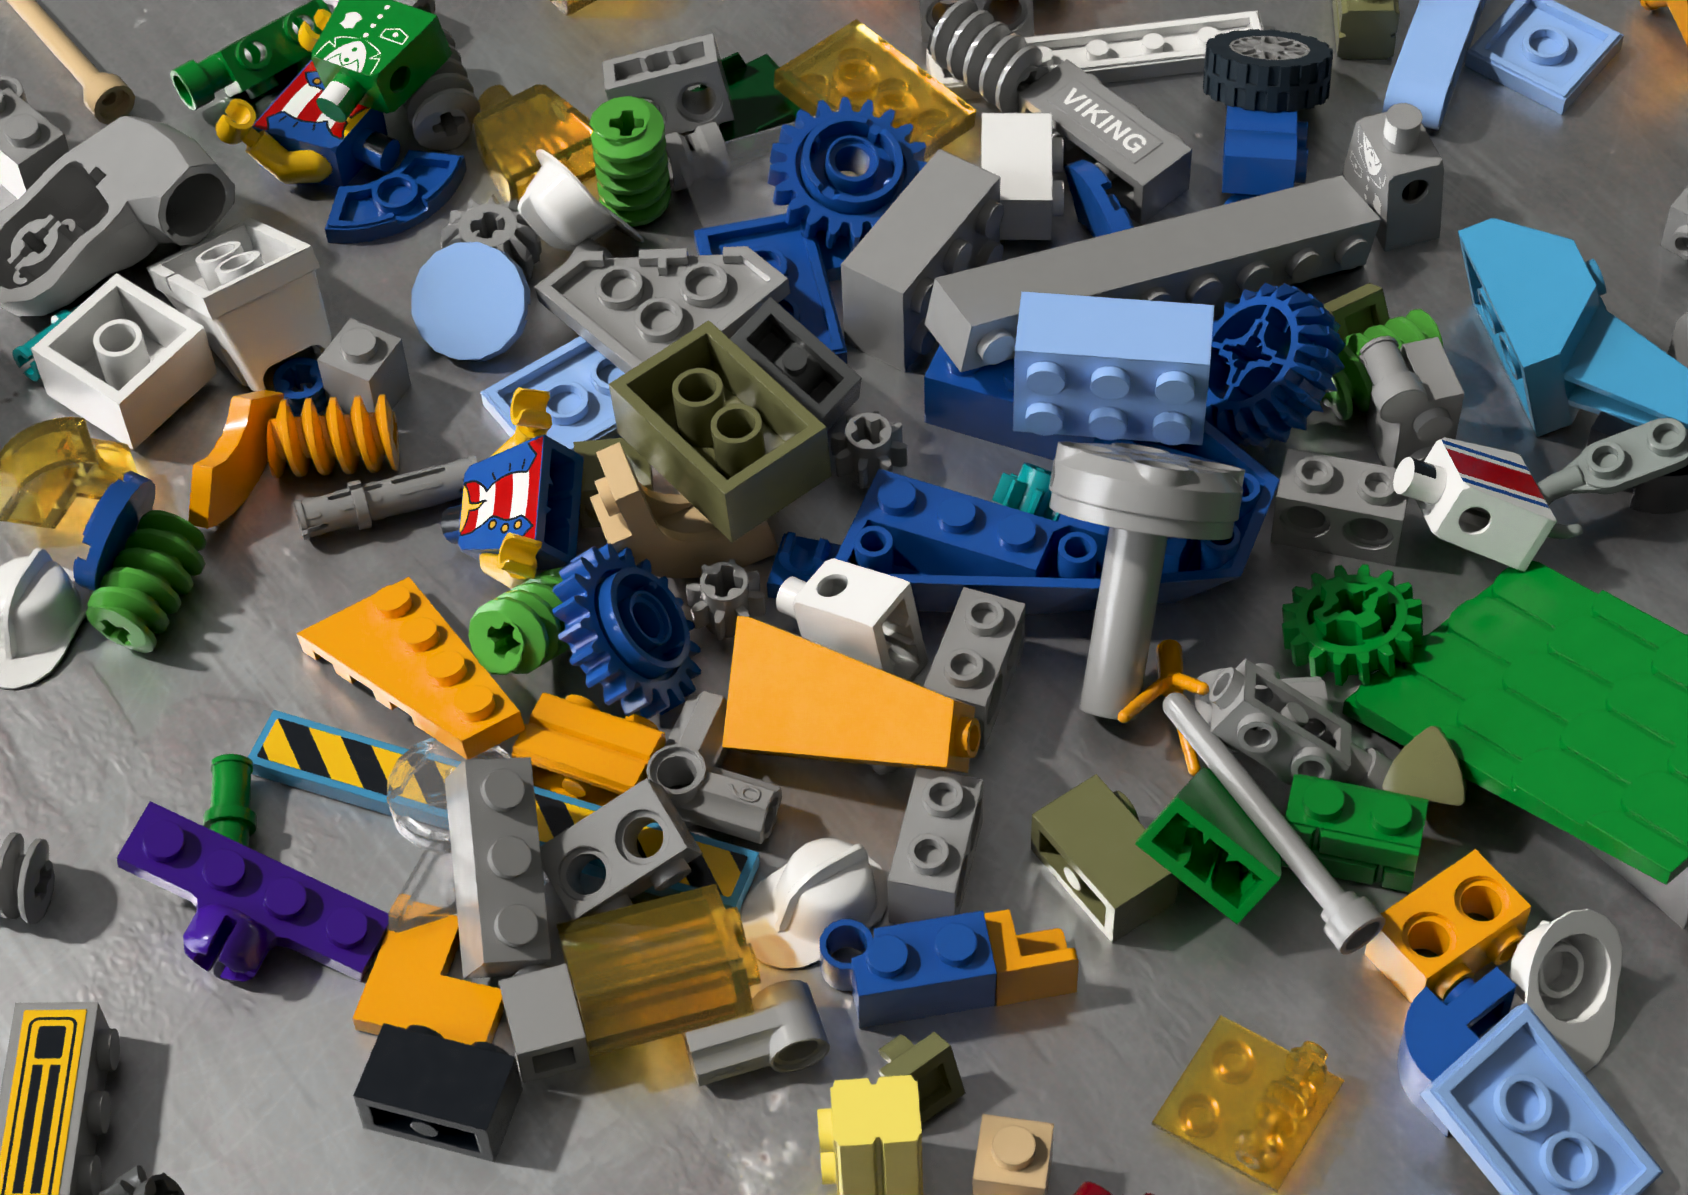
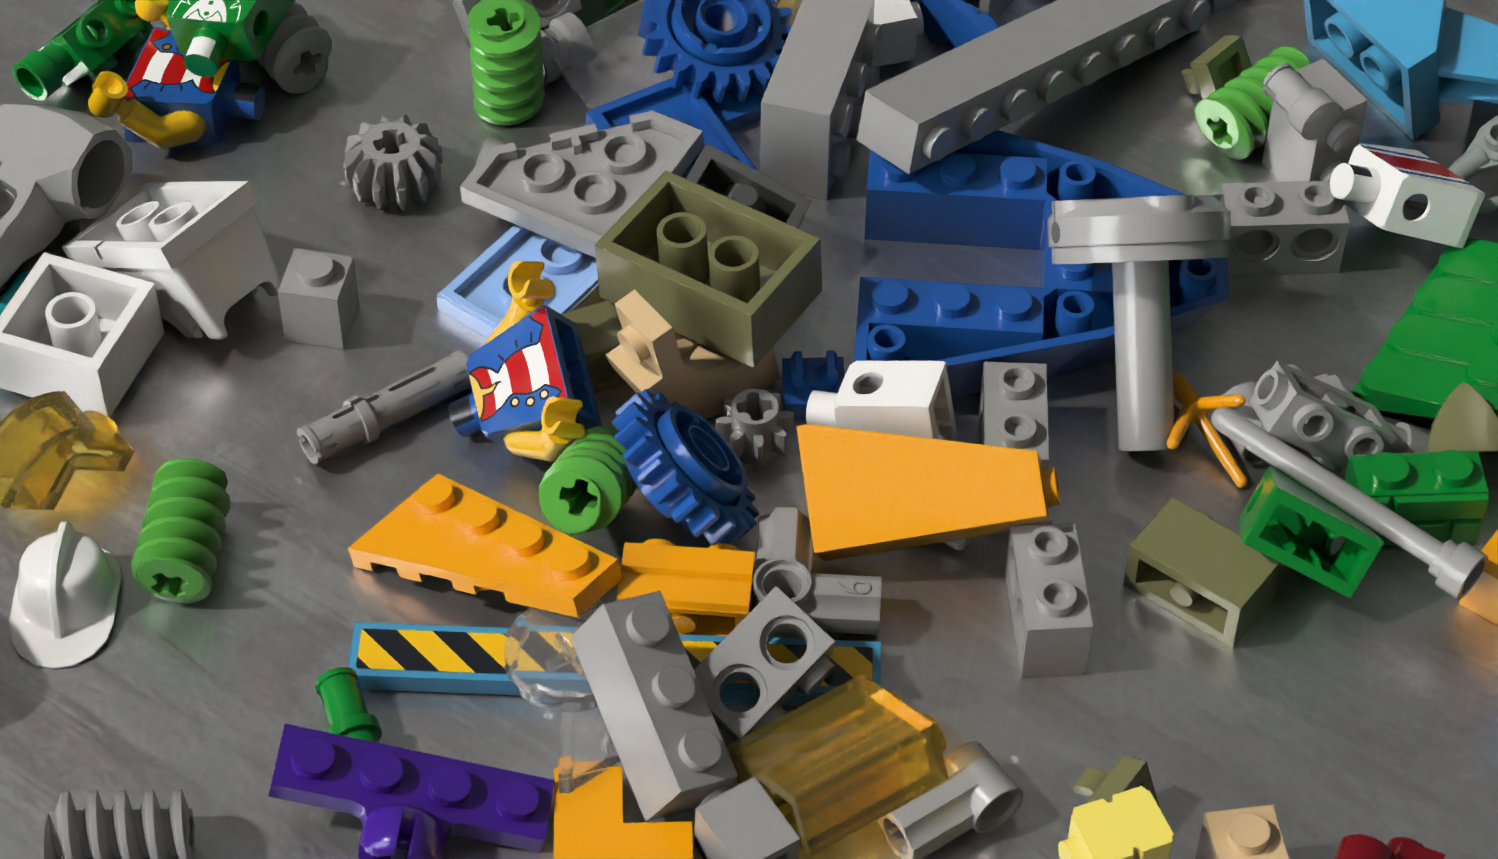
camera: 20 degrees left, 5 degrees down
(111, 525) = (134, 489): blue tile -> none
(237, 461) = (222, 407): light orange tile -> none
(294, 373) = (260, 342): blue bush -> none
(332, 437) = (313, 359): light orange piece -> none
(396, 200) = (279, 142): blue tile -> none
(470, 301) = (398, 214): light blue tile -> none
(518, 125) = (398, 65): clear yellow torso -> none
(564, 209) = (465, 109): white piece -> none
(798, 901) = (954, 670): white piece -> none
(868, 446) = (840, 268): light grey gear -> none
(912, 967) = (1071, 706): blue hinge -> none
(1027, 491) = (1004, 268): teal gear -> none
(1029, 963) = (1169, 681): light orange panel -> none
(1112, 368) = (1057, 136): light blue brick -> none
(1250, 1101) = (1421, 750): clear yellow hinge -> none
(1271, 364) = (1158, 102): blue gear -> none
(1347, 624) = (1335, 323): green gear -> none

